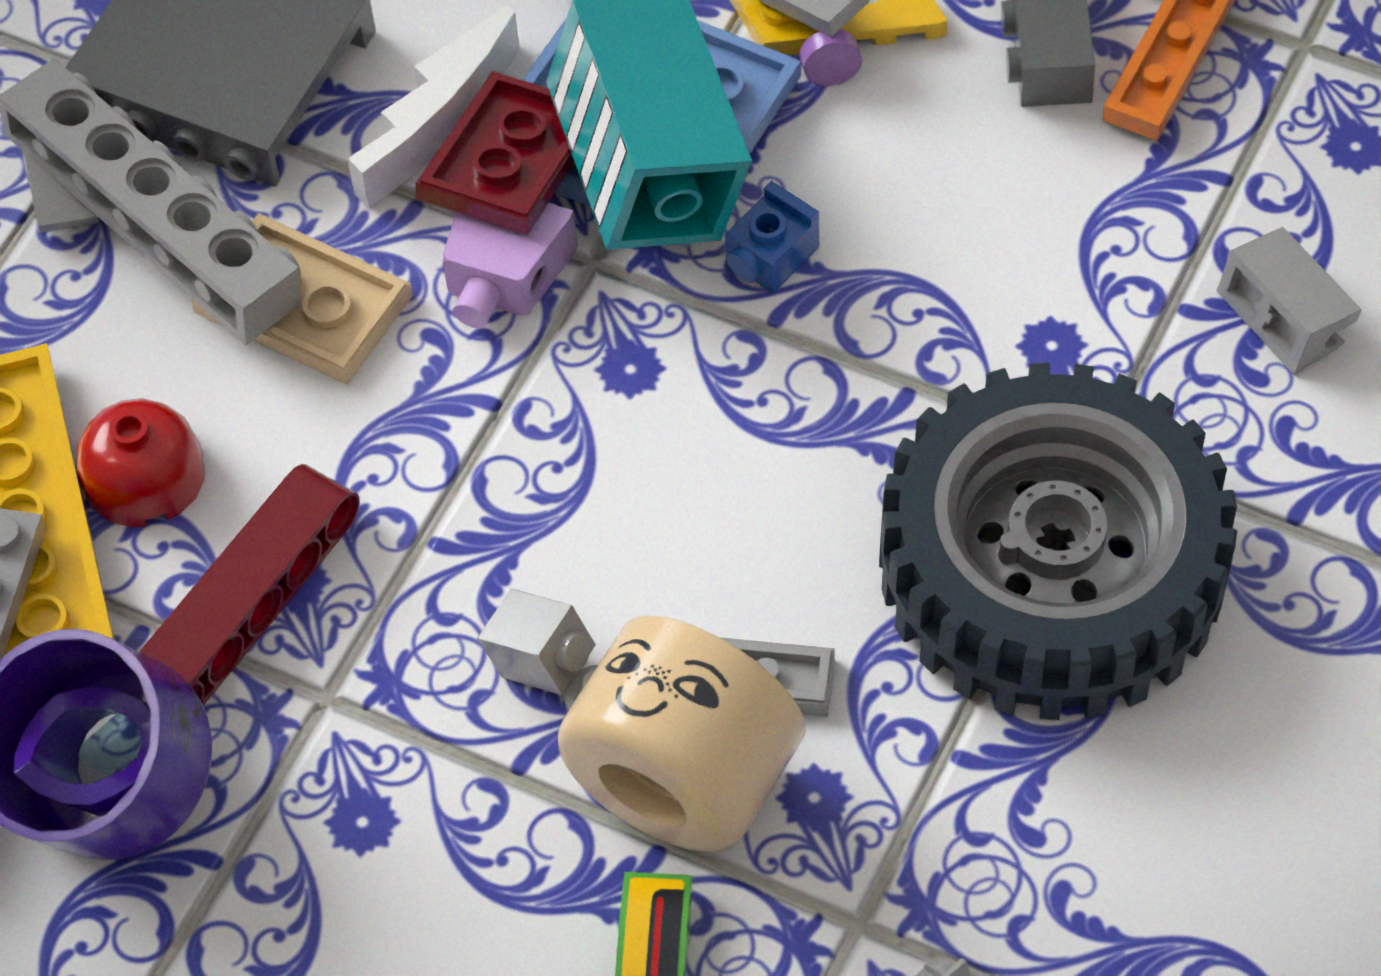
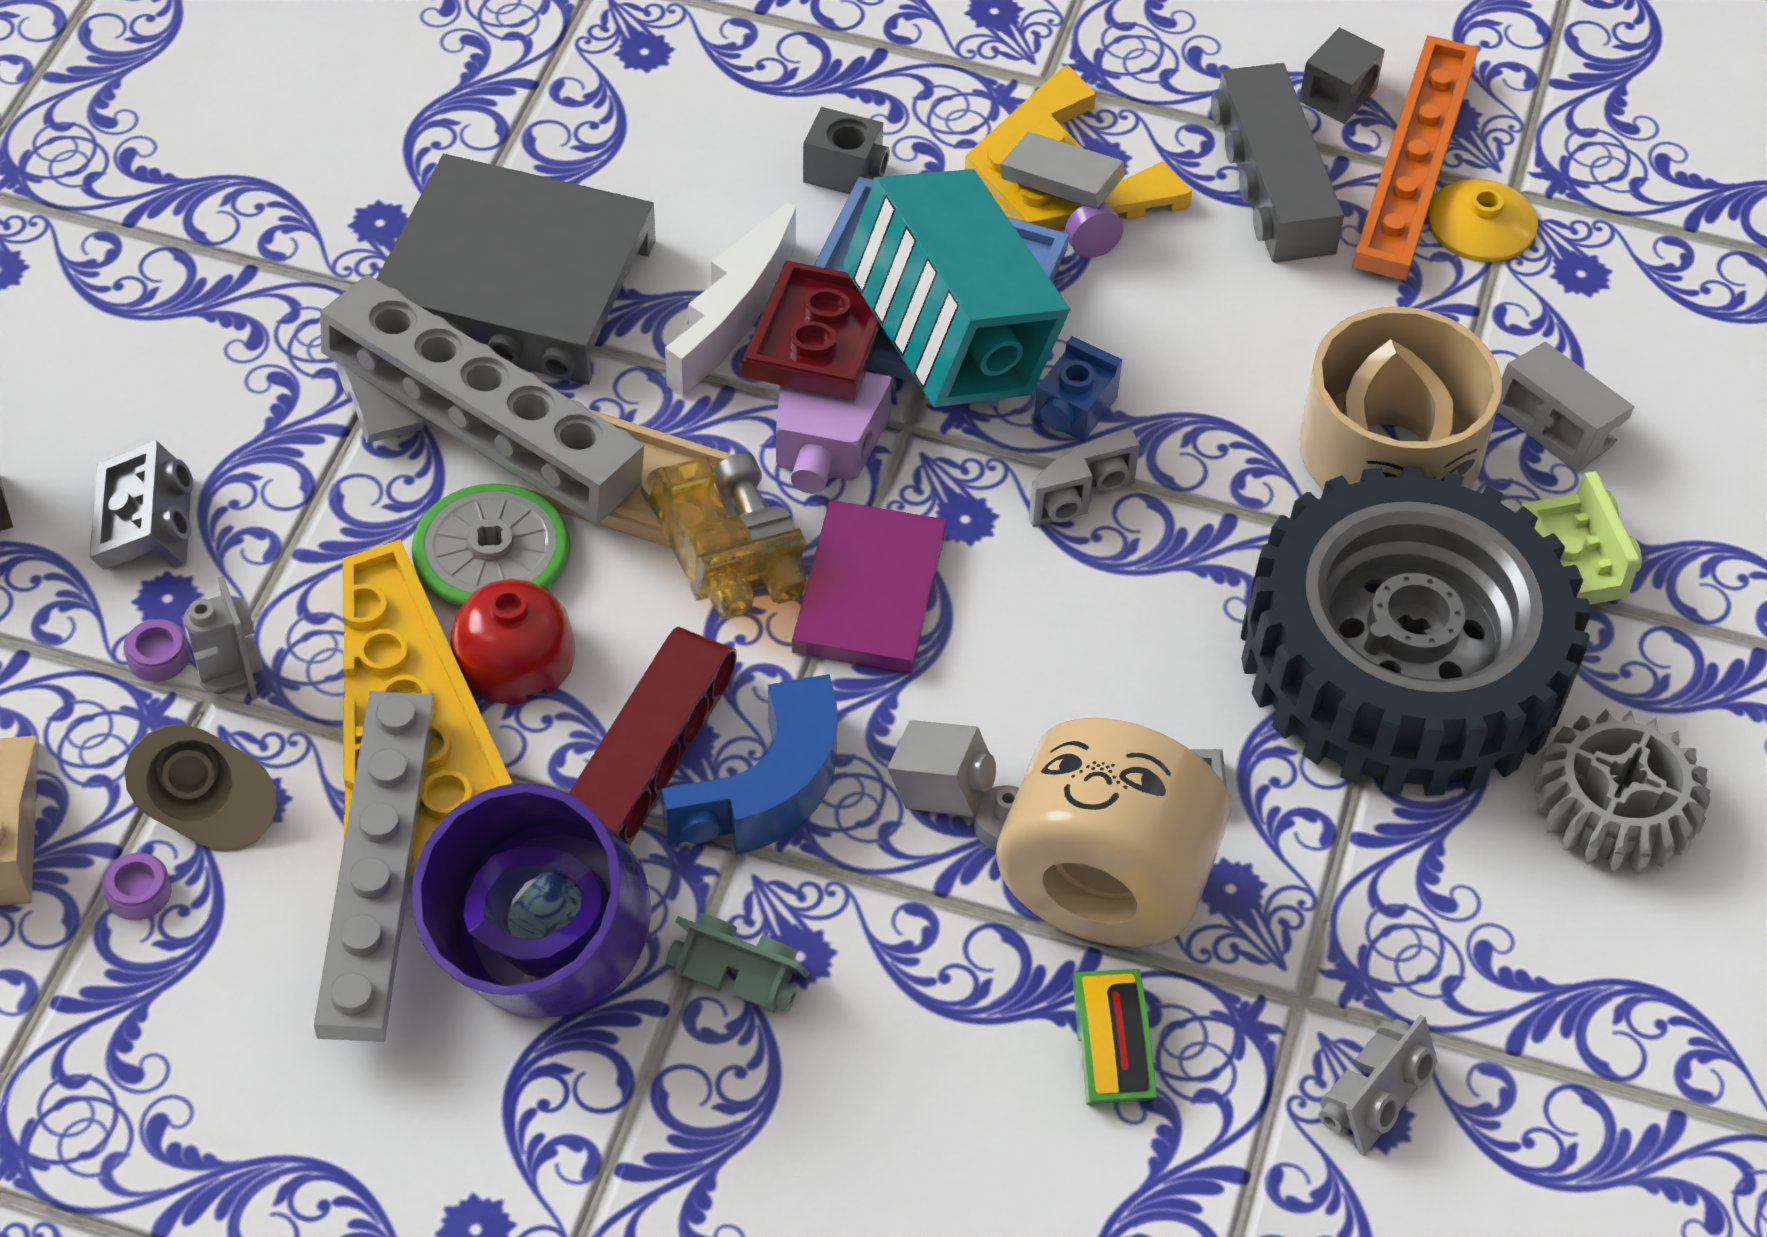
camera: 15 degrees left, 5 degrees down
(165, 327) = (489, 537): none -> light grey wheel
(317, 833) = (762, 968): none -> sand green hinge
(373, 644) = (776, 791): none -> blue arch
(377, 386) = (733, 552): none -> clear yellow hips
(513, 435) = (869, 586): none -> magenta tile
(732, 345) = (1066, 484): none -> light grey slope
(1102, 248) = (1403, 372): none -> tan piece
(1258, 767) = (1652, 816): none -> light grey gear
(1261, 92) = (1482, 220): none -> yellow dish
(1269, 460) = (1592, 539): none -> yellowish green bracket

